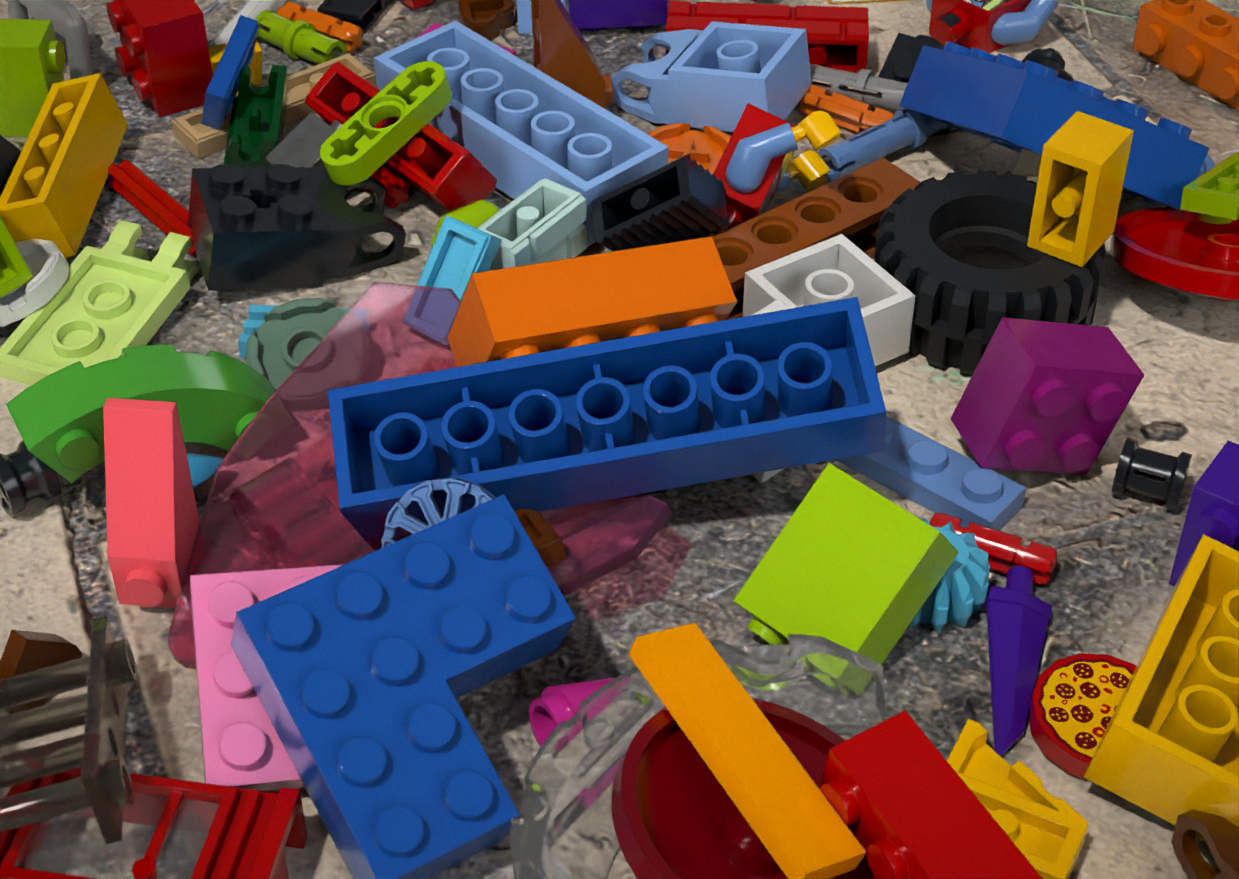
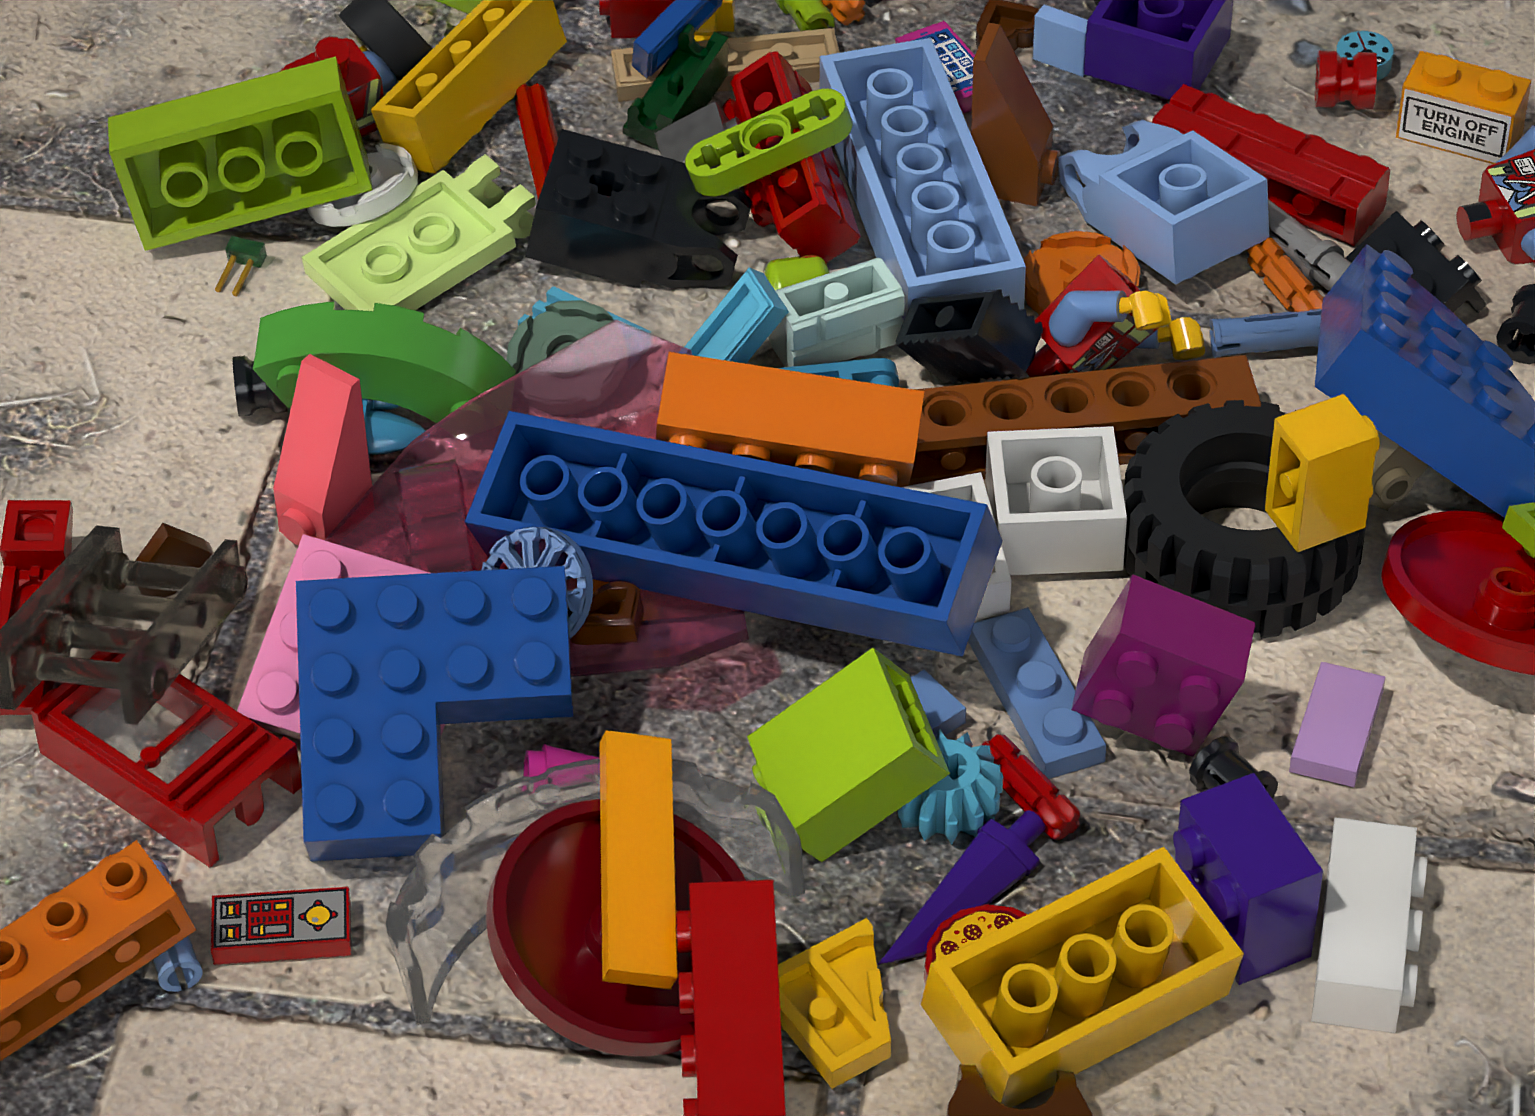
camera: 30 degrees right, 5 degrees up
(1181, 404) = (1337, 724): none -> lavender tile

